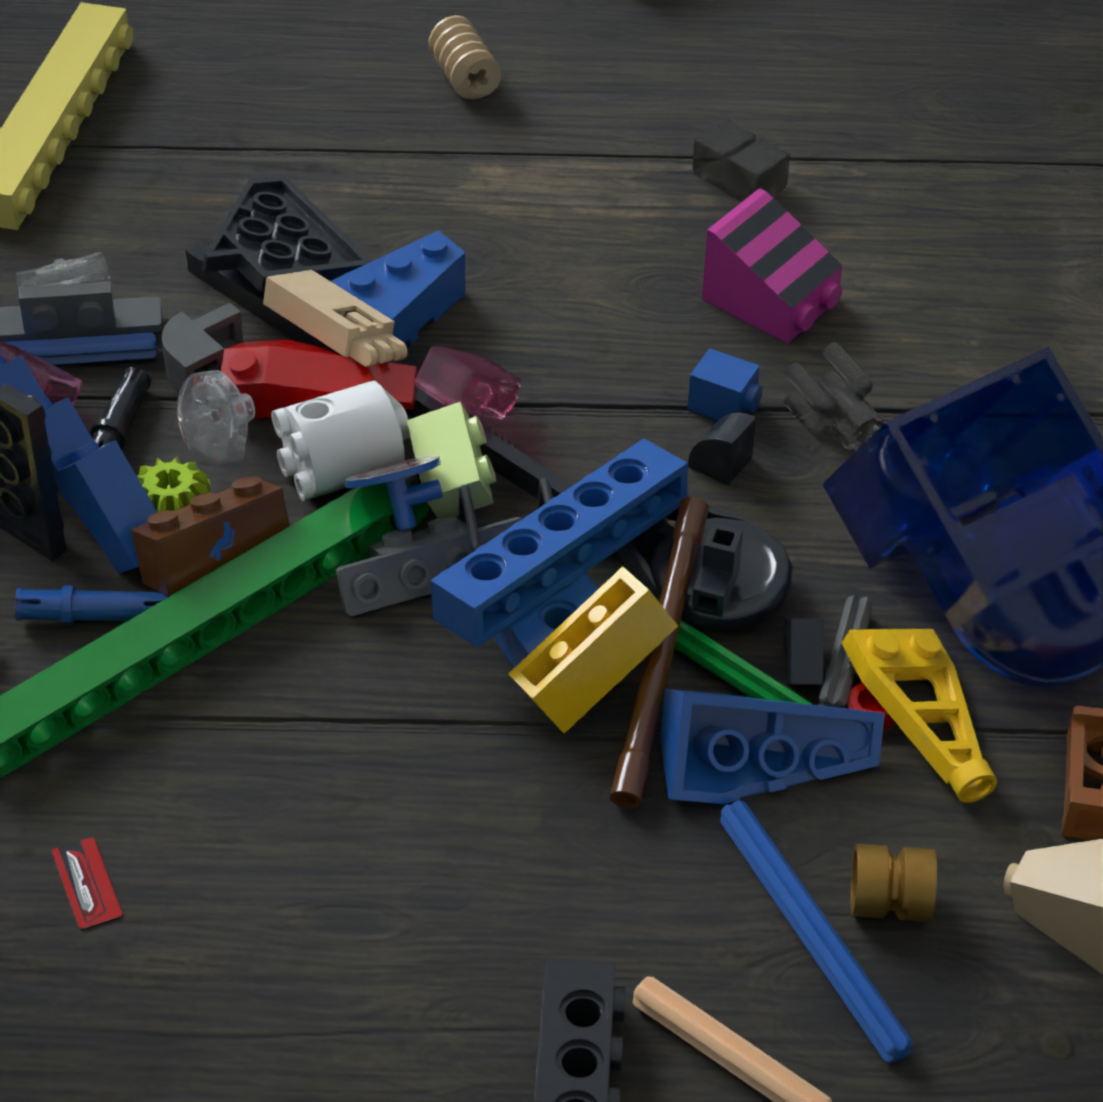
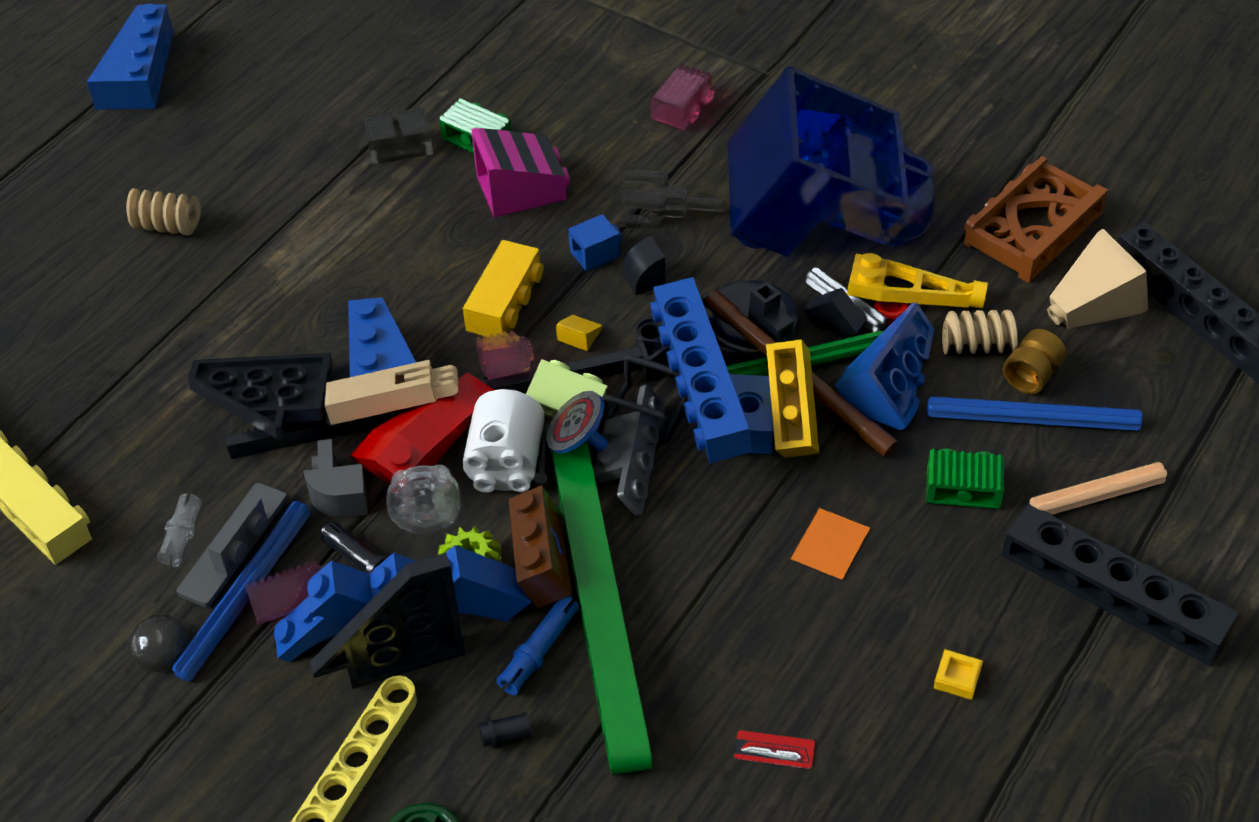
camera: 55 degrees left, 5 degrees up
(310, 1016) = (958, 674): none -> yellow tile
(435, 808) = (830, 543): none -> orange sticker
(580, 439) = (578, 332): none -> yellow slope
(581, 347) = (503, 289): none -> yellow brick
(628, 891) = (965, 478): none -> green brick
(818, 208) = (463, 117): none -> brick
(894, 801) = (979, 331): none -> tan piece
(1067, 340) = (682, 97): none -> clear pink brick

